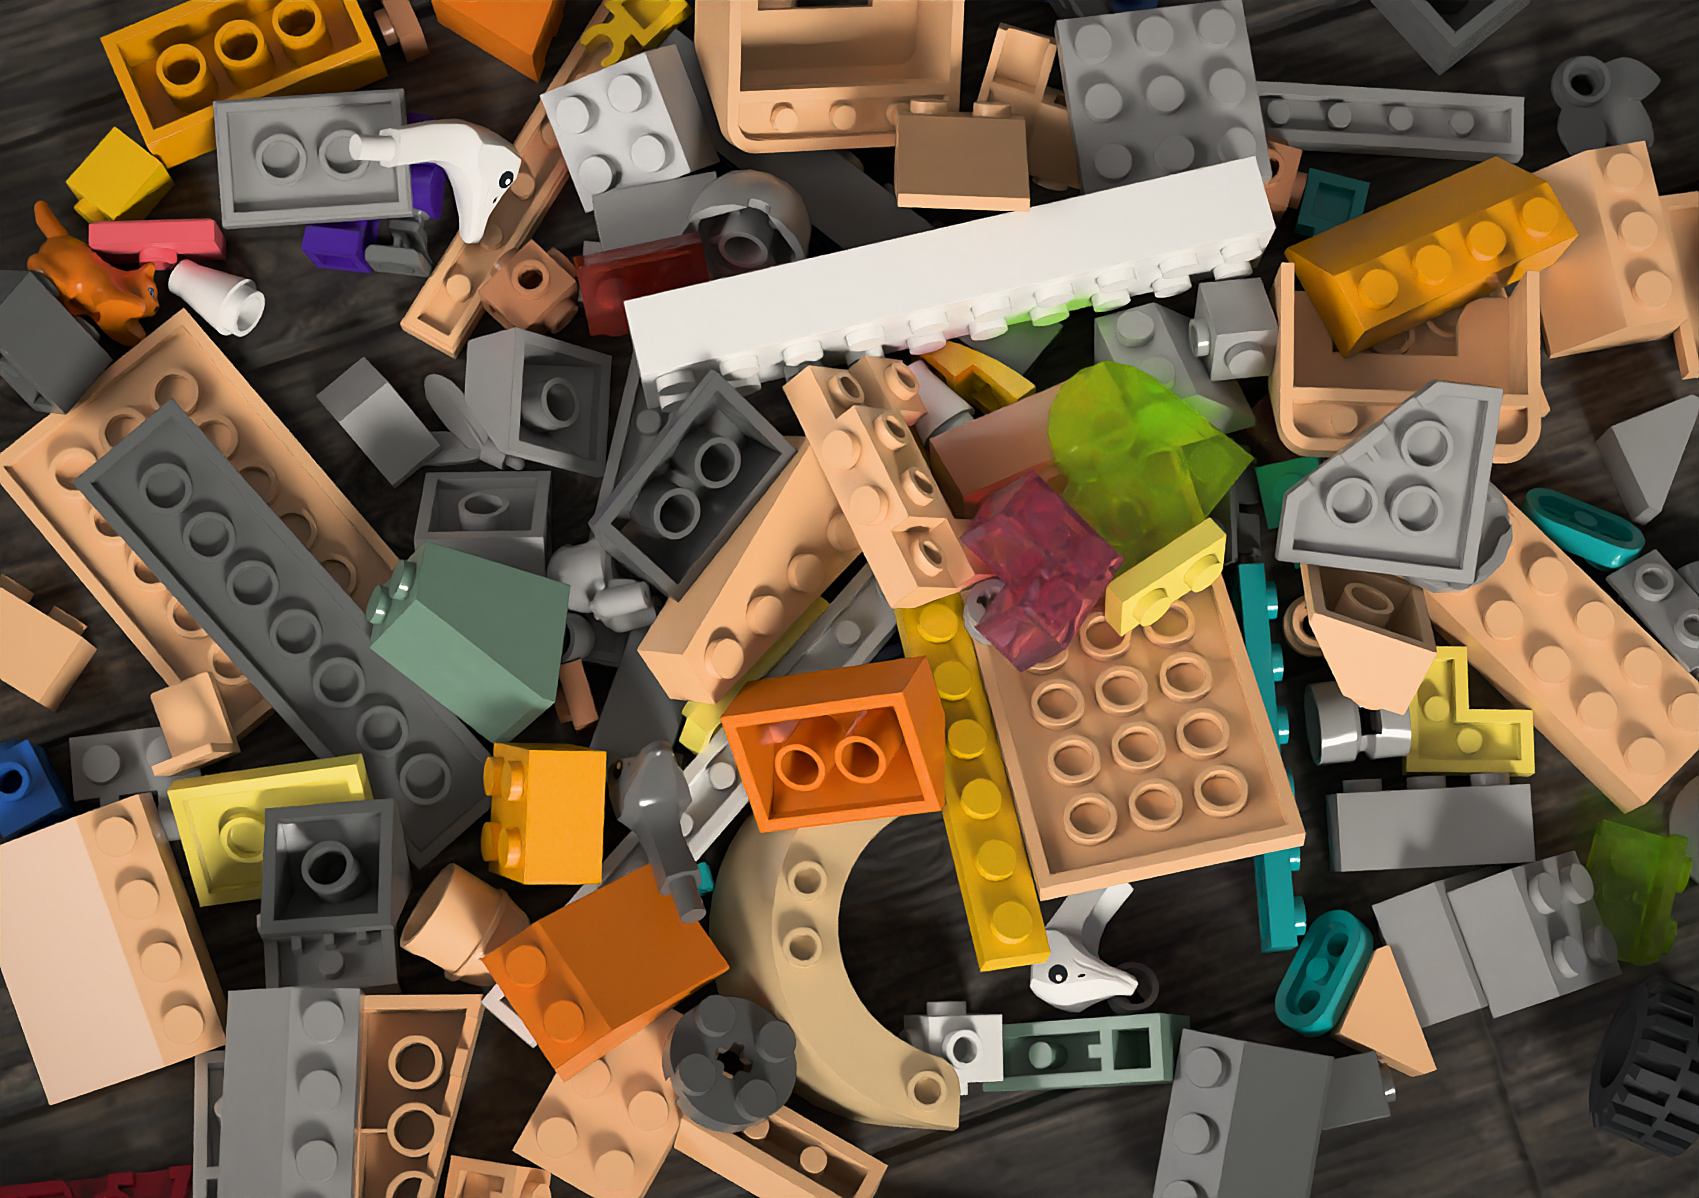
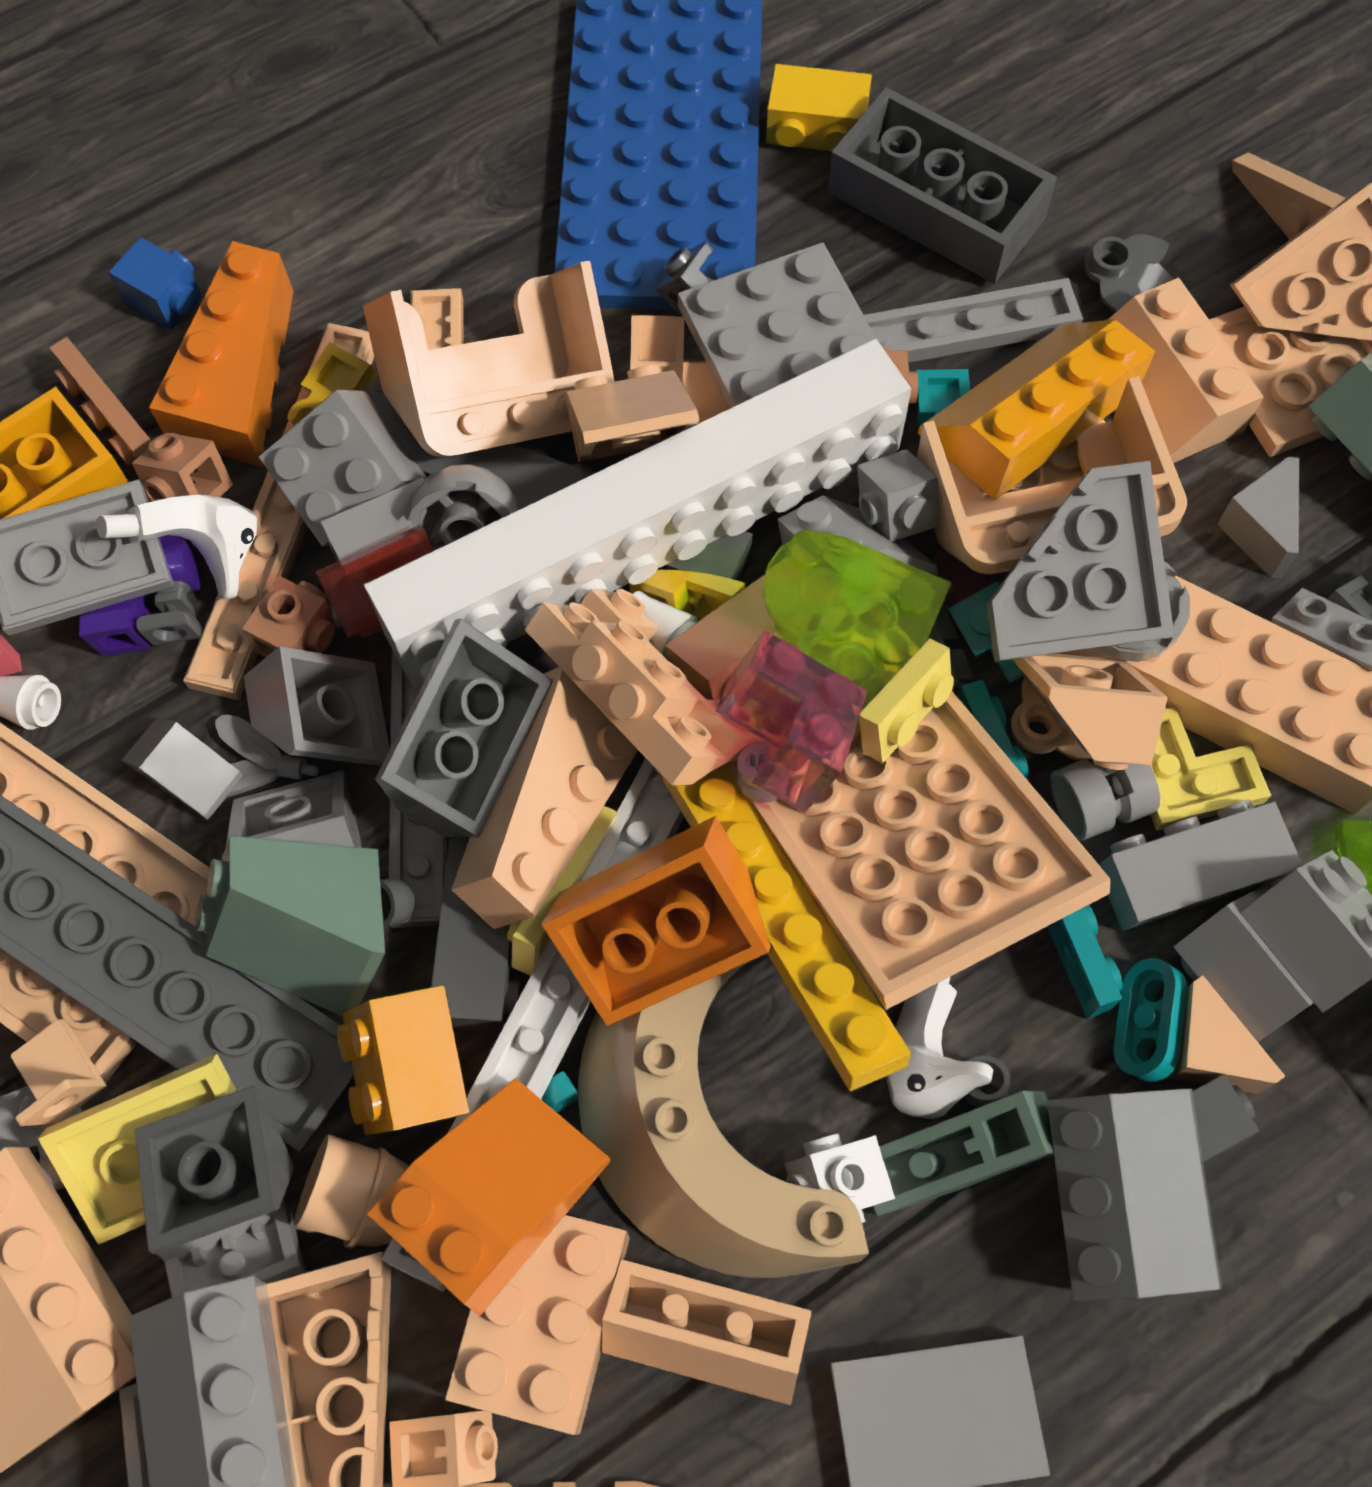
camera: 10 degrees left, 10 degrees down
(449, 77) = (181, 467): none -> nougat brick
(575, 699) = (408, 956): nougat plate -> none
(603, 587) = (410, 847): light grey piece -> none
(649, 799) = (497, 1023): dark grey animal -> none
(697, 1077) = (606, 1274): dark grey plate -> none
(1584, 530) = (1251, 591): teal plate -> none

